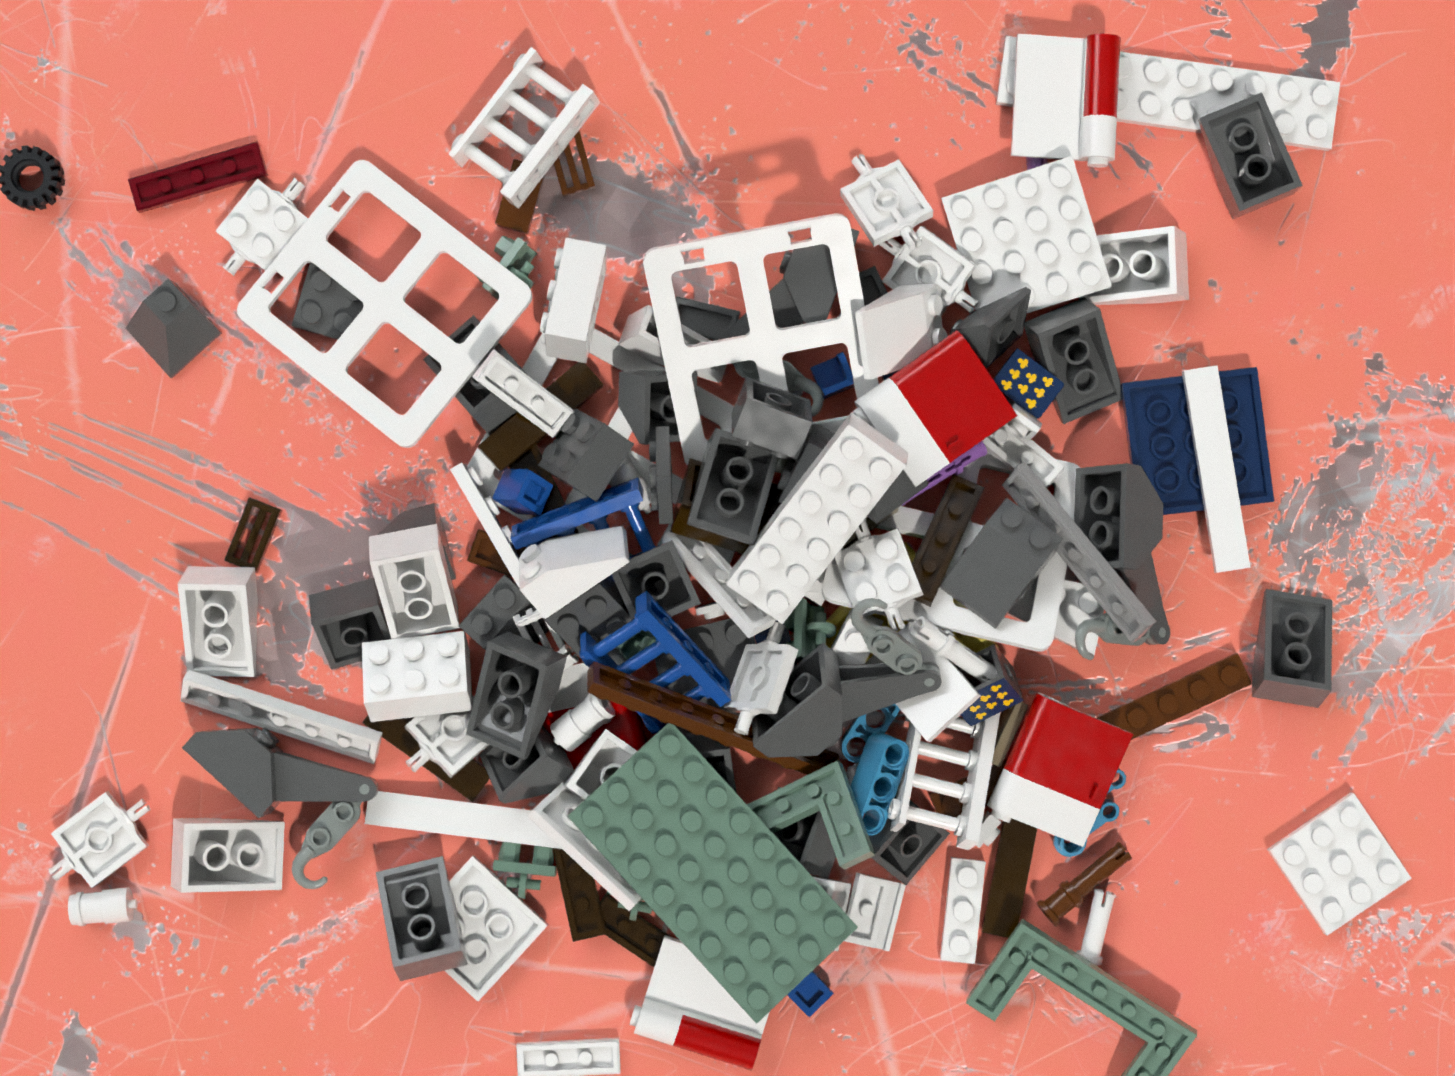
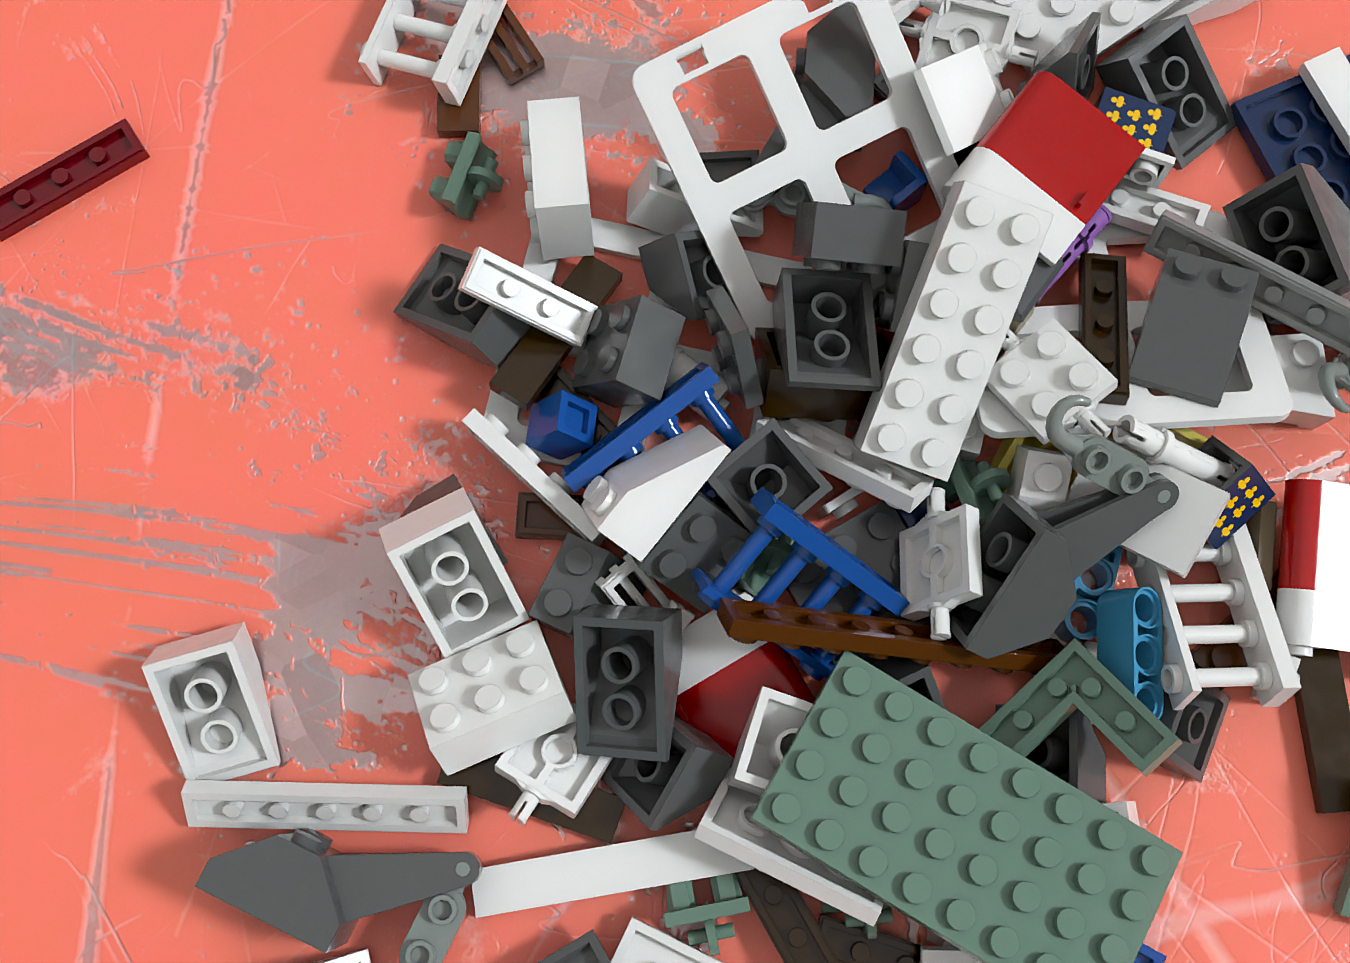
camera: 20 degrees left, 10 degrees down
(171, 328) = (67, 358): dark grey slope -> none
(261, 224) = (156, 212): white plate -> none
(266, 538) = (251, 584): dark brown tile -> none
(325, 305) = (266, 277): dark grey plate -> none
(346, 619) = (379, 651): dark grey slope -> none
(385, 304) = (325, 252): white window -> none
(580, 723) = (723, 692): white piece -> none
(875, 910) = (1180, 817): white plate -> none
(962, 910) = (1285, 794): white plate -> none

